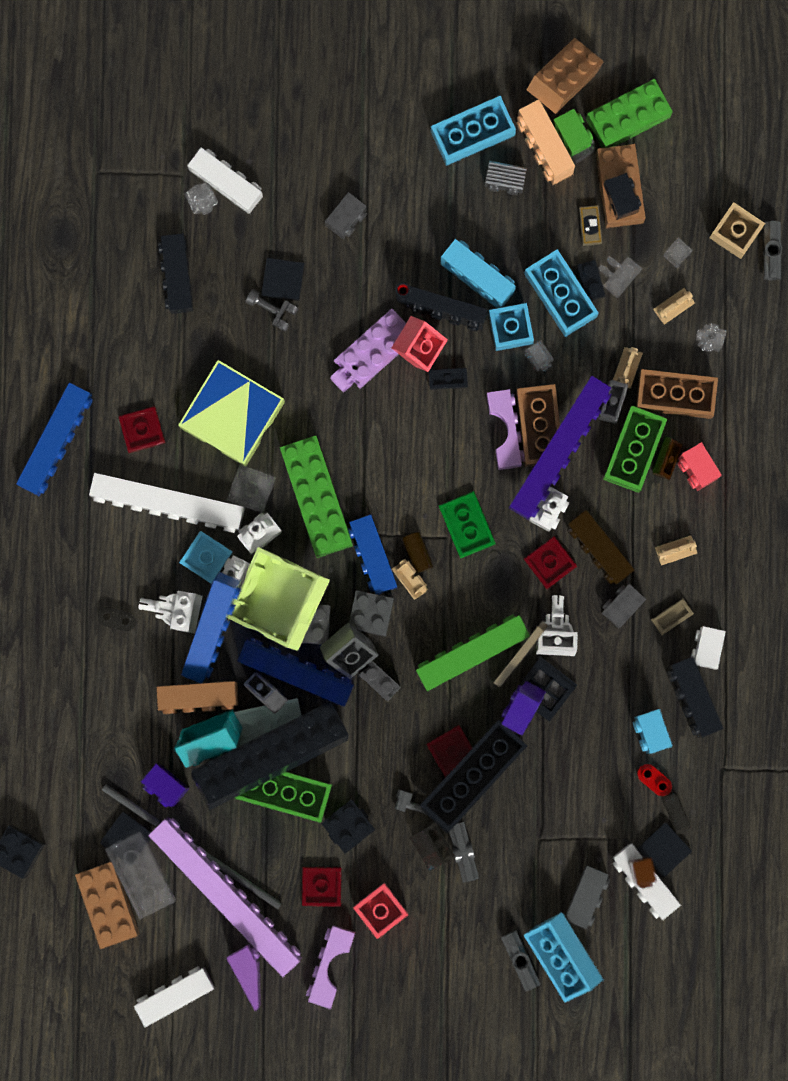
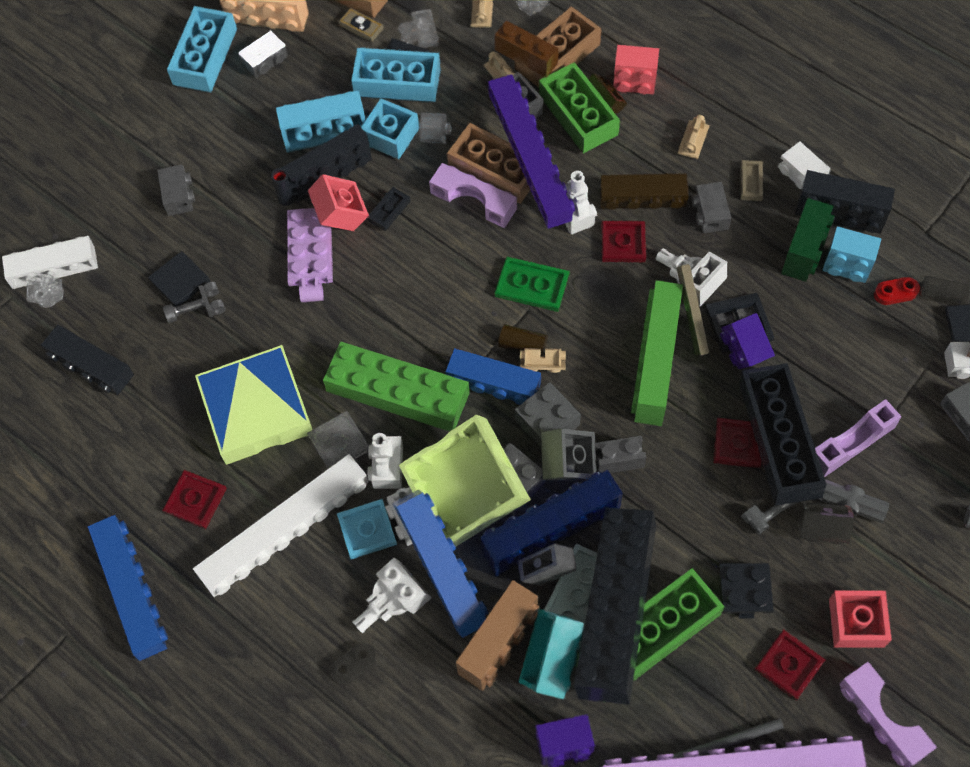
camera: 55 degrees left, 20 degrees down
(508, 826) = (865, 432): none -> lavender arch
(642, 694) = (808, 240): none -> dark green brick
(645, 378) = (526, 49): none -> reddish brown brick

